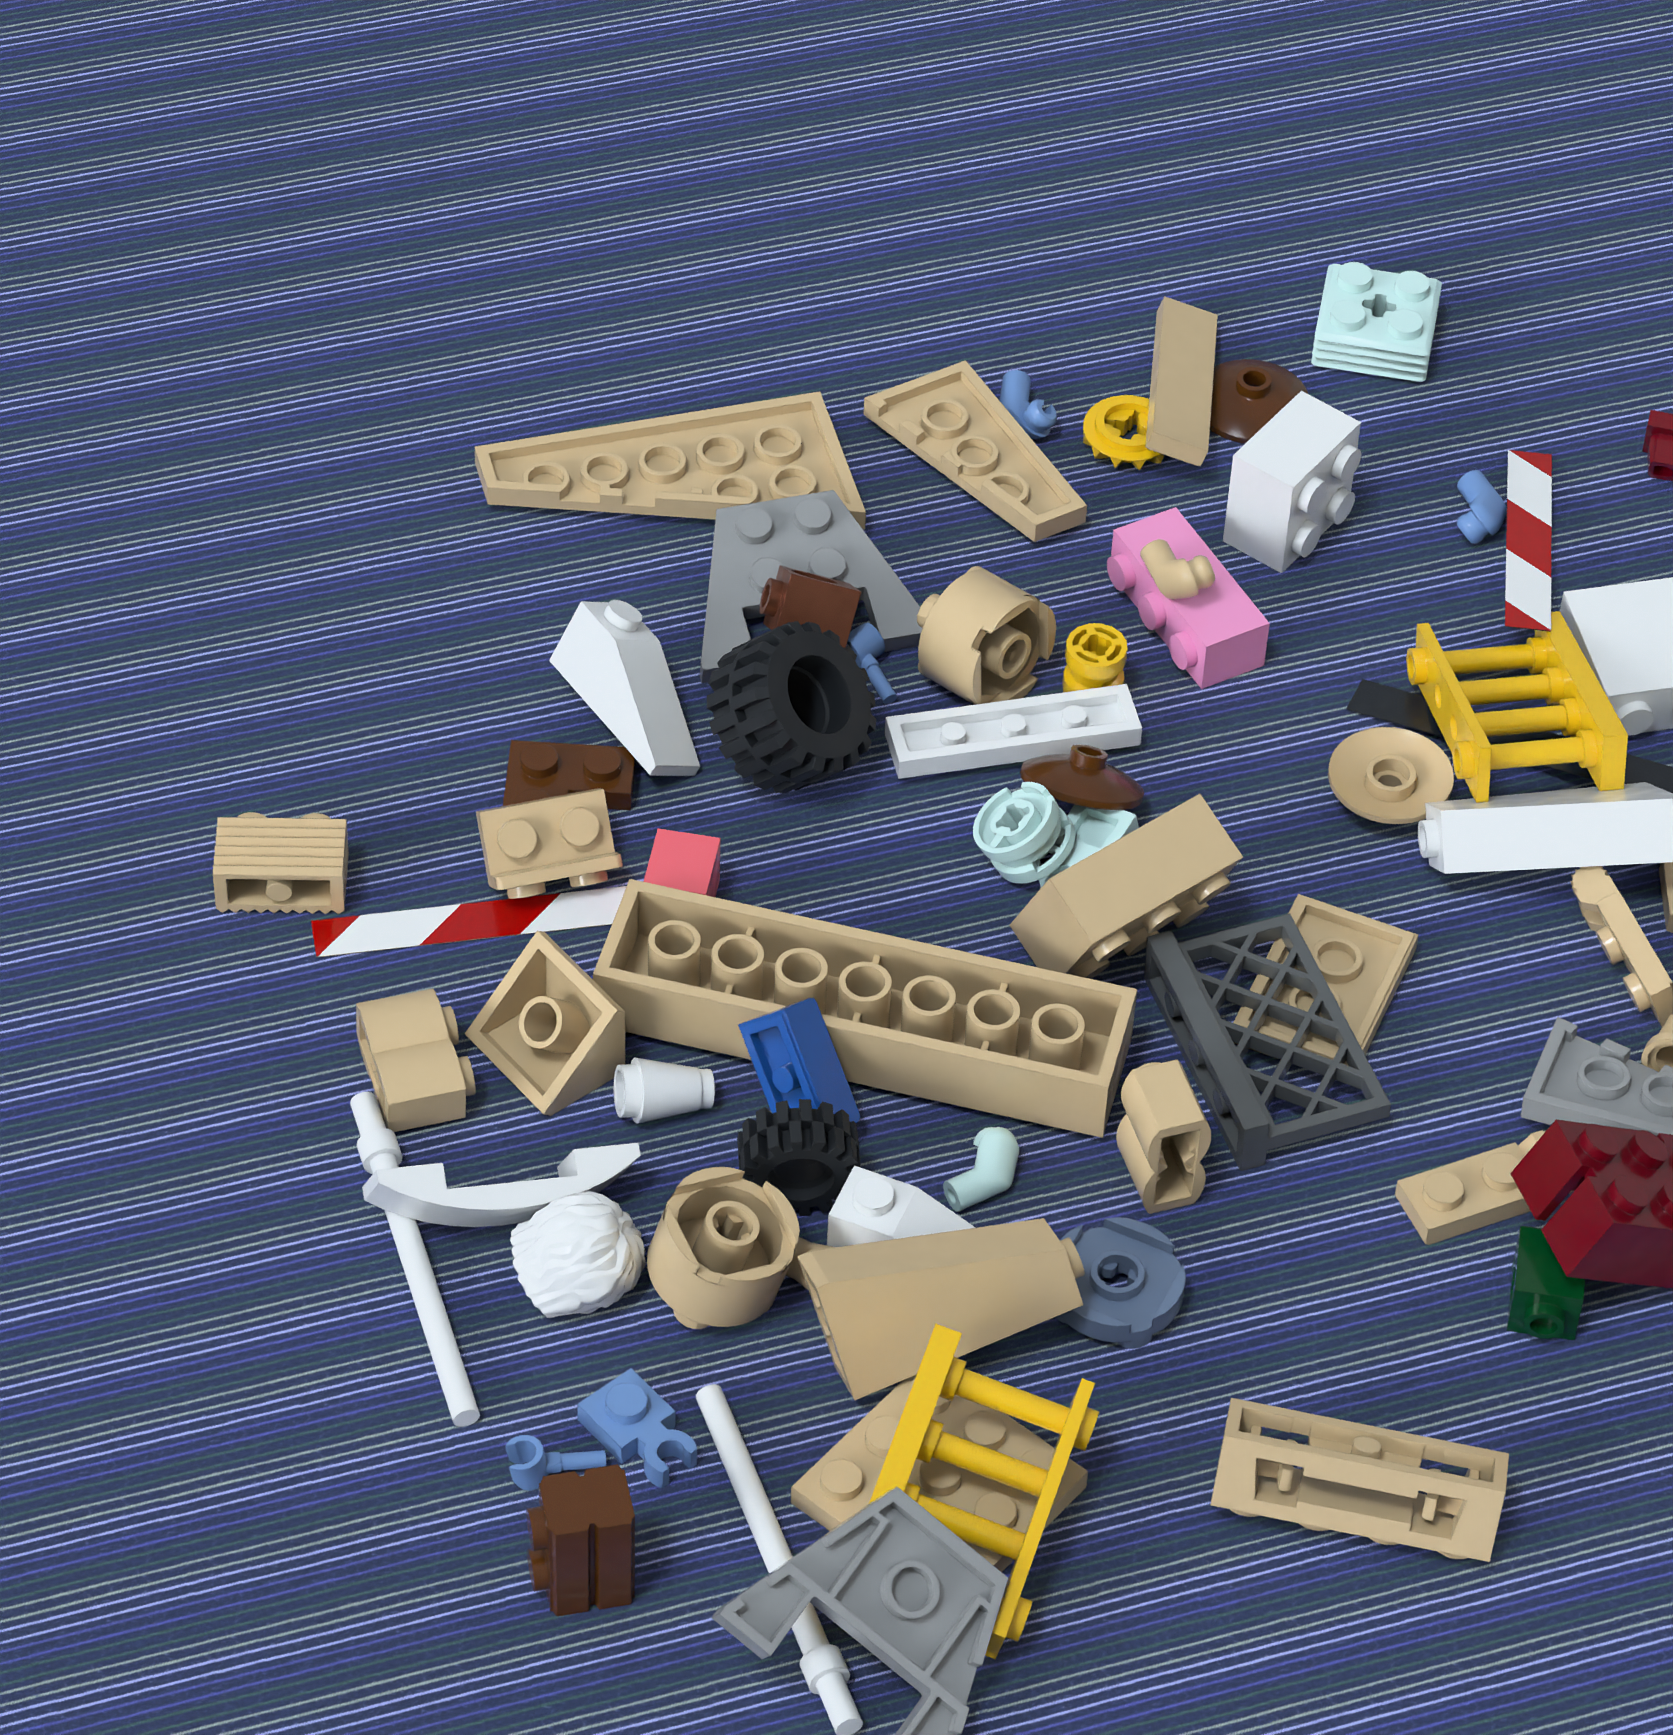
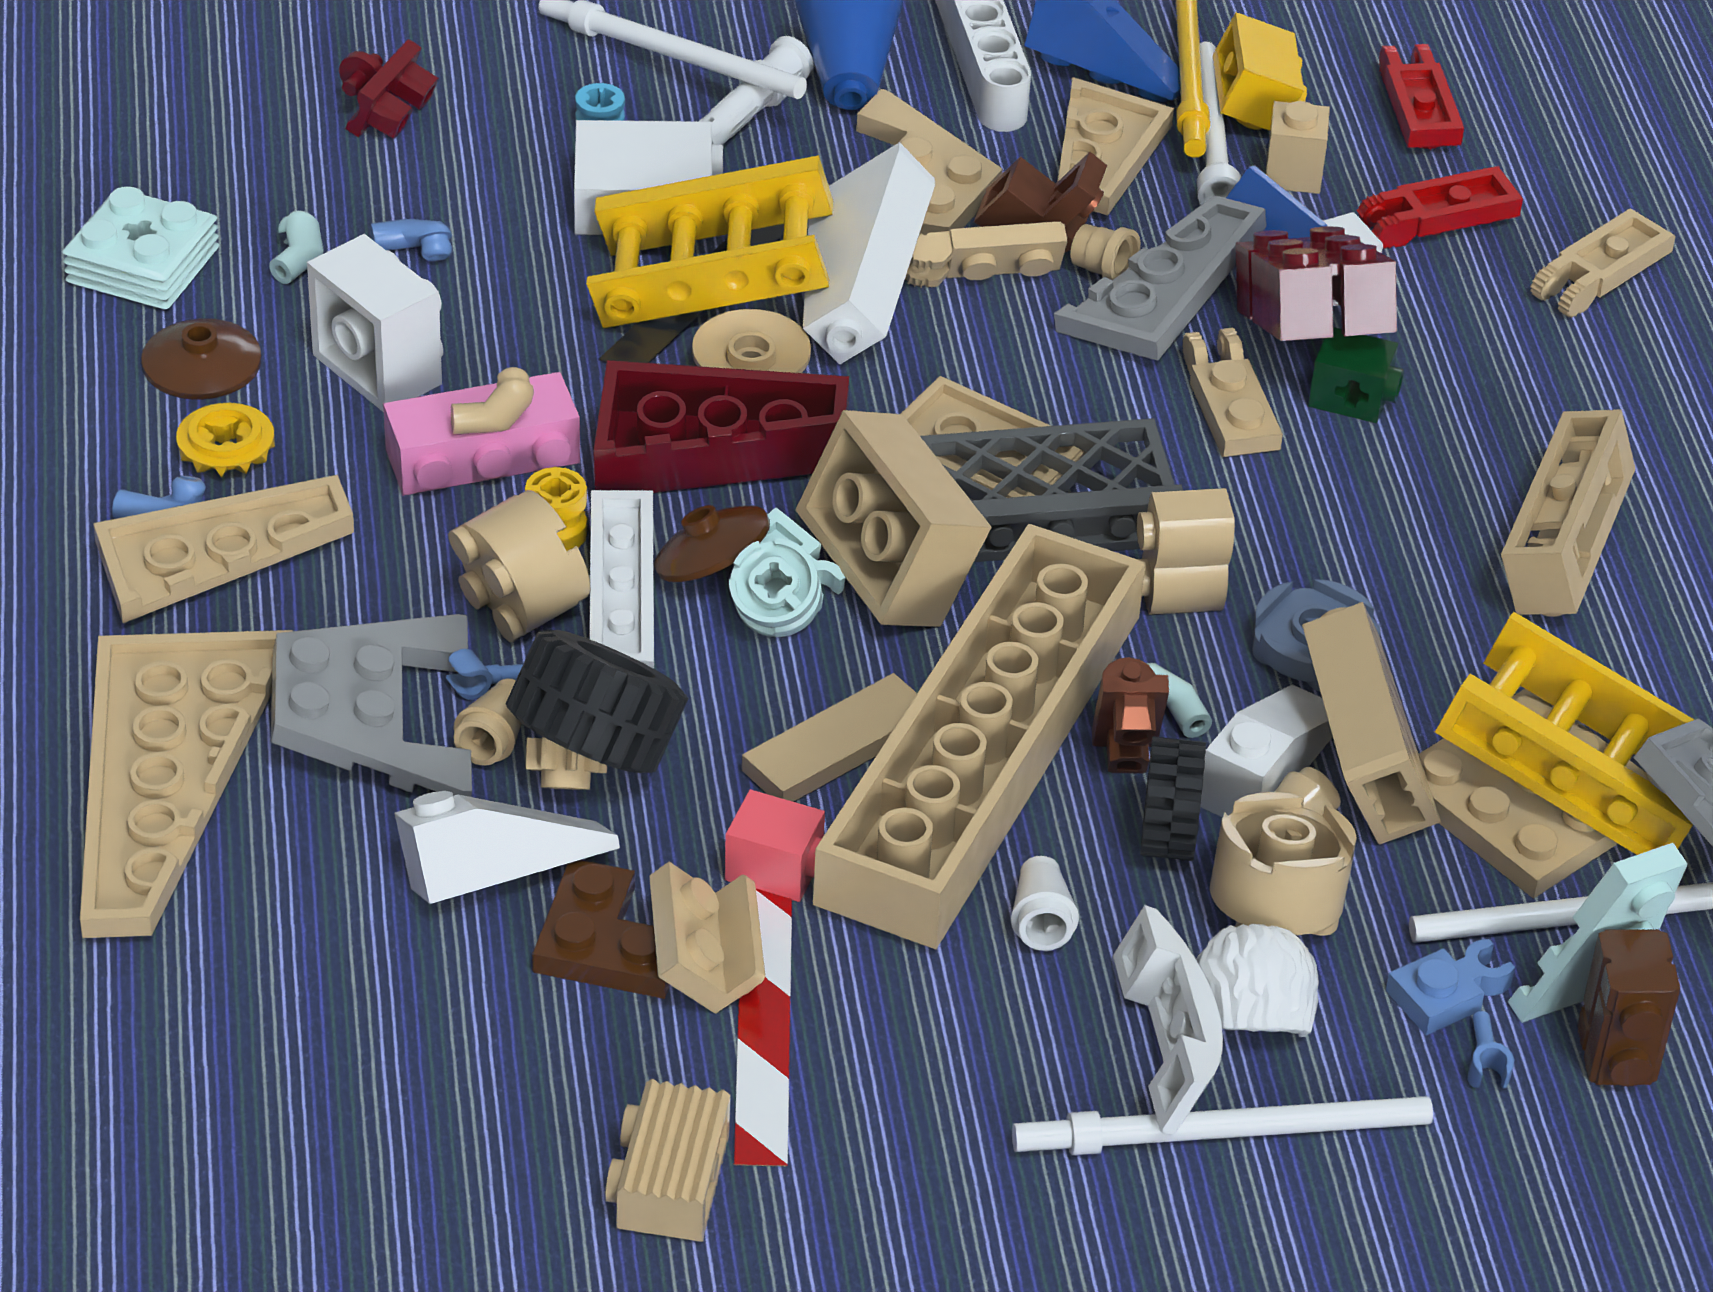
camera: 80 degrees left, 5 degrees down
(413, 1059) = (975, 1084): tan brick -> none
(551, 1028) = (954, 966): tan slope -> none
(666, 1510) = (1629, 896): none -> light aqua wing
(797, 1058) = (1070, 783): blue slope -> none
(809, 598) = (434, 681): copper brick -> none
(819, 892) = (829, 741): none -> tan tile
(907, 1116) = (1129, 713): none -> copper hips
(1181, 382) = (182, 382): tan tile -> none
(1239, 748) = (710, 425): none -> dark red wedge
(1433, 434) = (304, 245): none -> light aqua arm
(1528, 541) = (481, 207): sticker -> none

